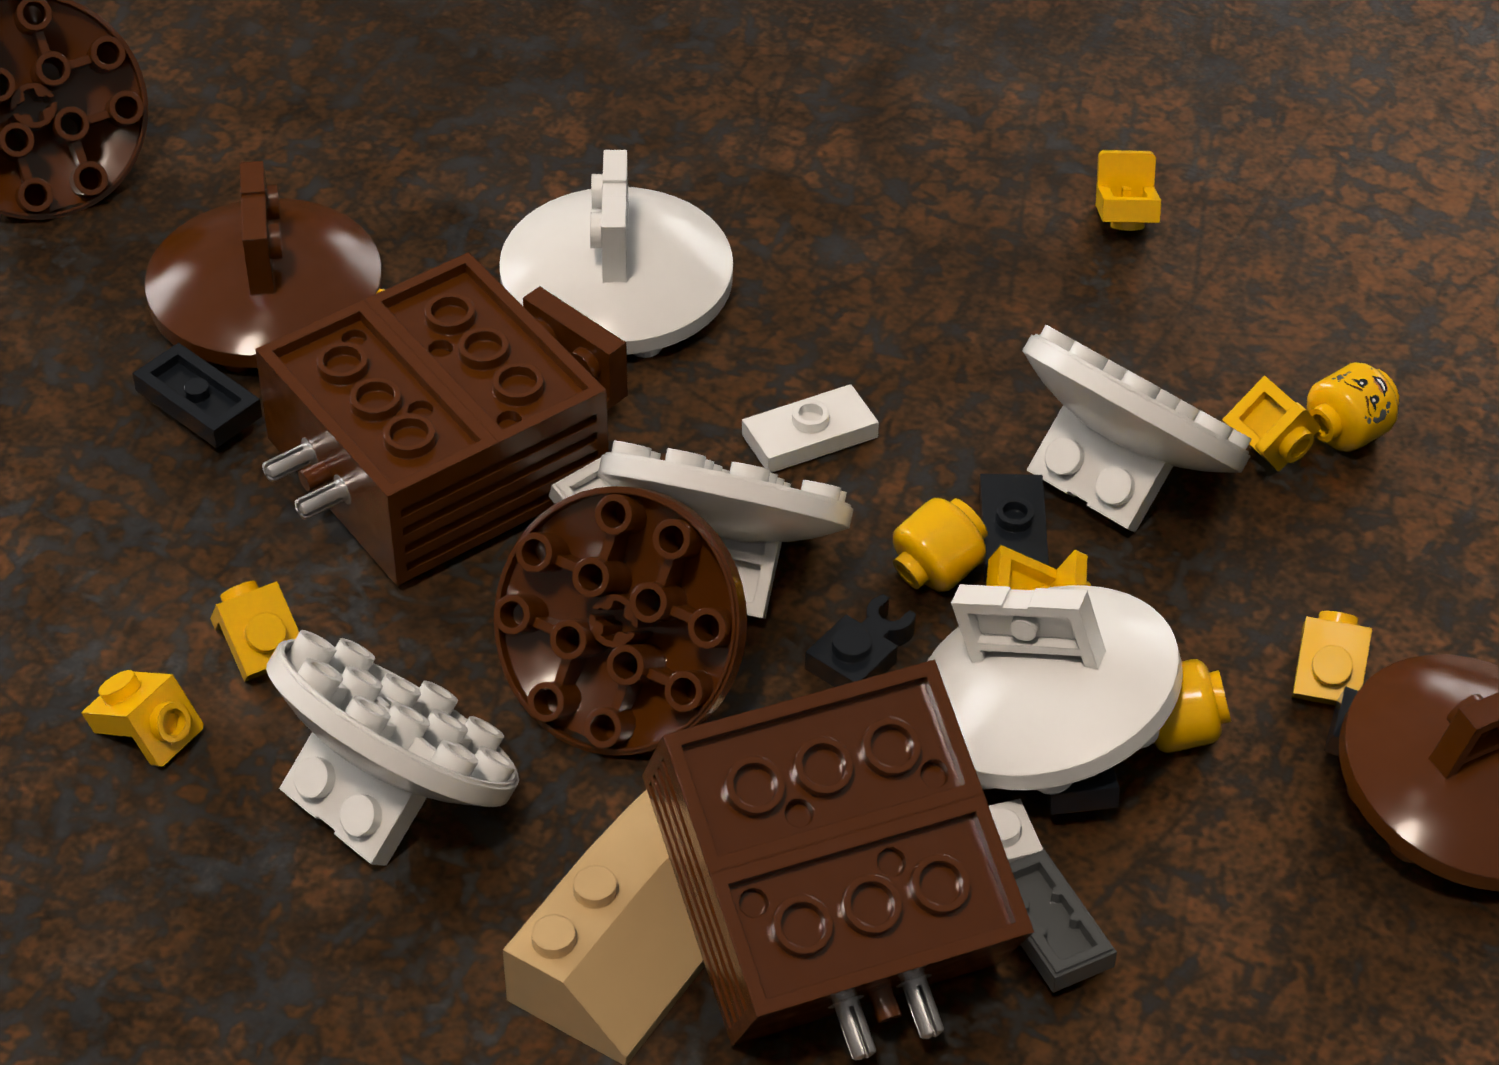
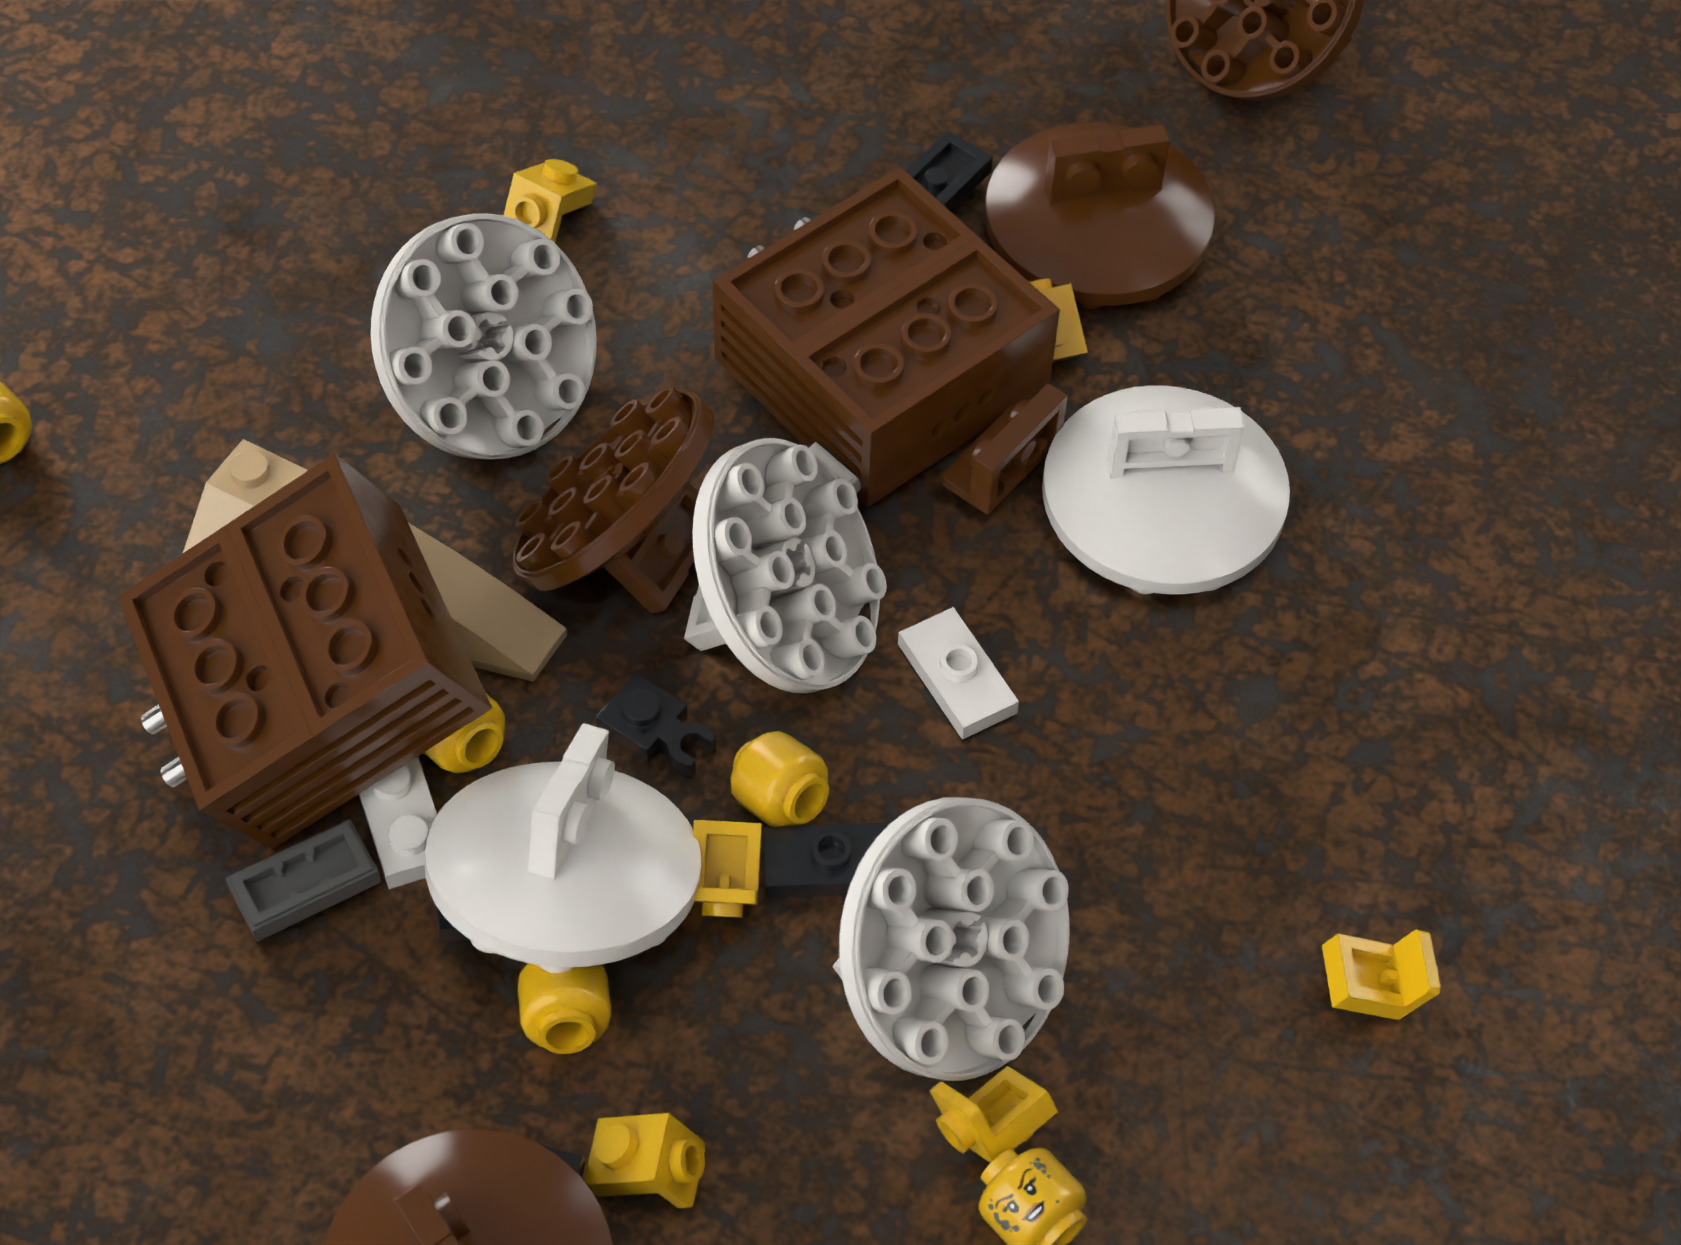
camera: 85 degrees right, 10 degrees up
(254, 624) = (645, 259): yellow bracket -> none

